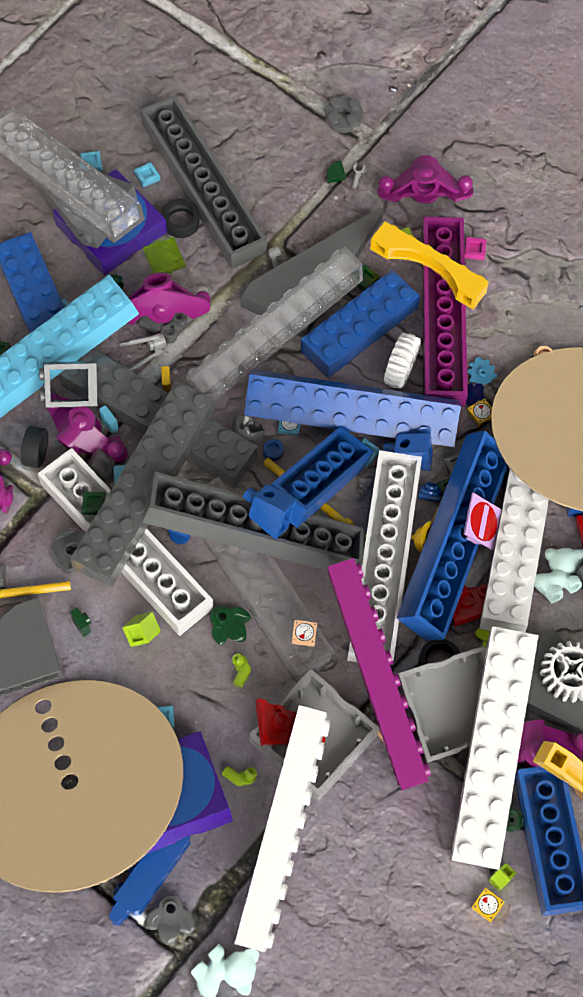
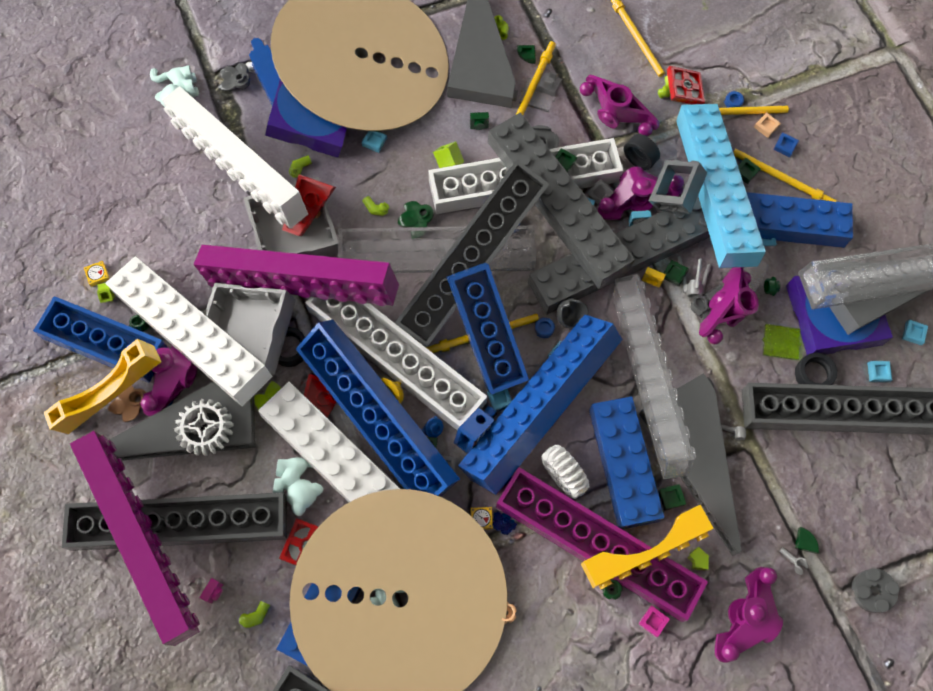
camera: 120 degrees right, 5 degrees up
(148, 366) = (675, 273): none -> dark green tile
(270, 509) = (464, 259): blue torso -> none
(304, 633) = (365, 248): tile -> none
(481, 371) = (521, 544): dark azure piece -> none
(482, 522) = (368, 433): piece -> none

